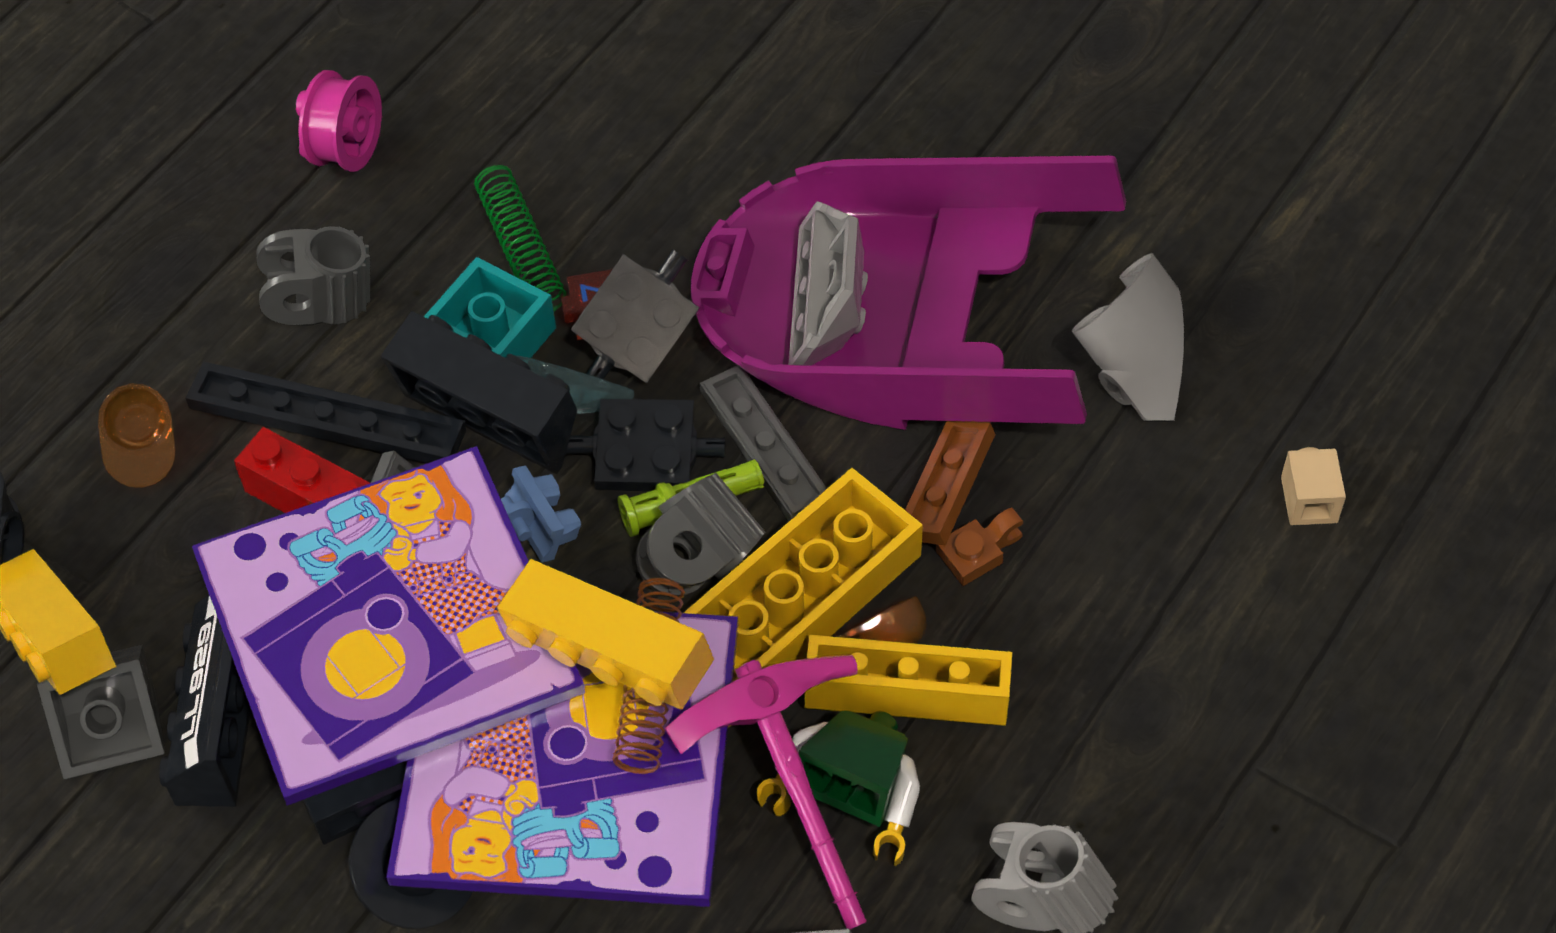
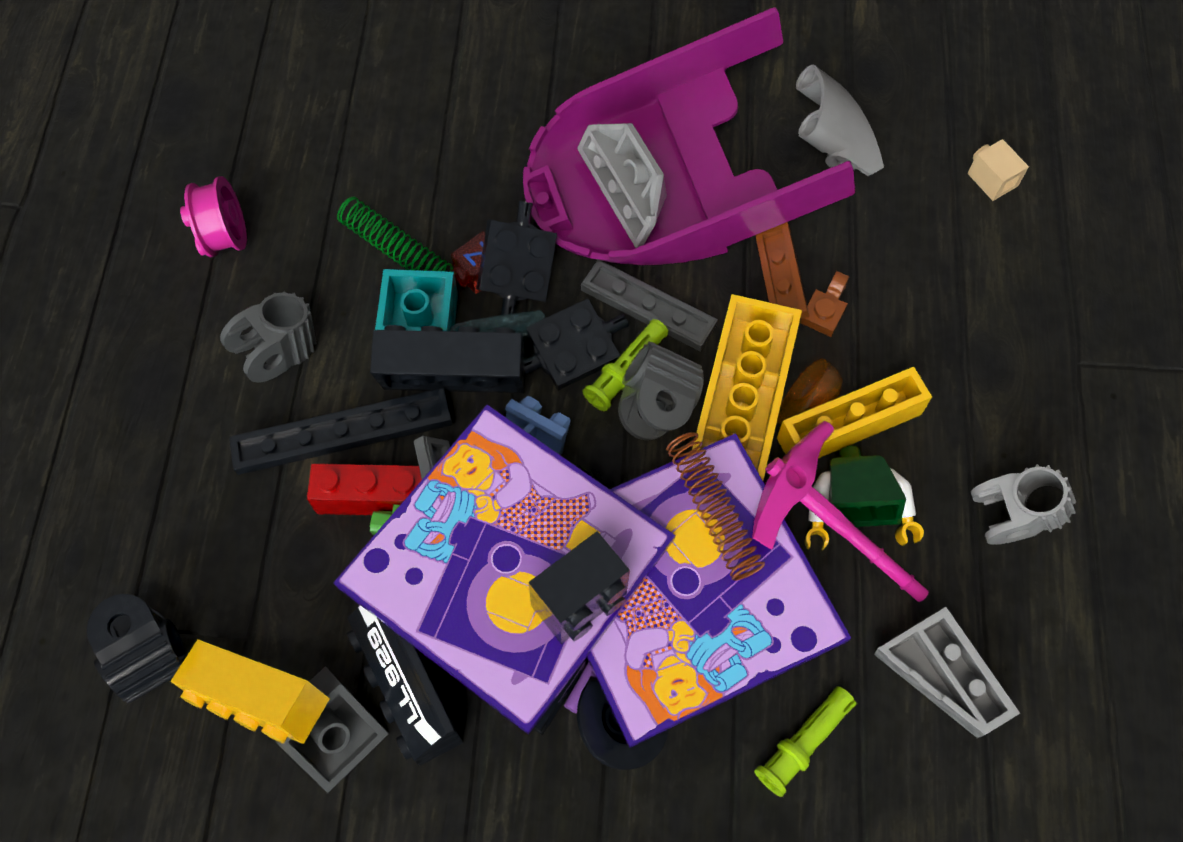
camera: 30 degrees left, 10 degrees up
(136, 435) = (215, 514): clear orange cap -> none
(424, 670) = (580, 588): none -> black brick
(605, 635) = (680, 496): yellow brick -> none

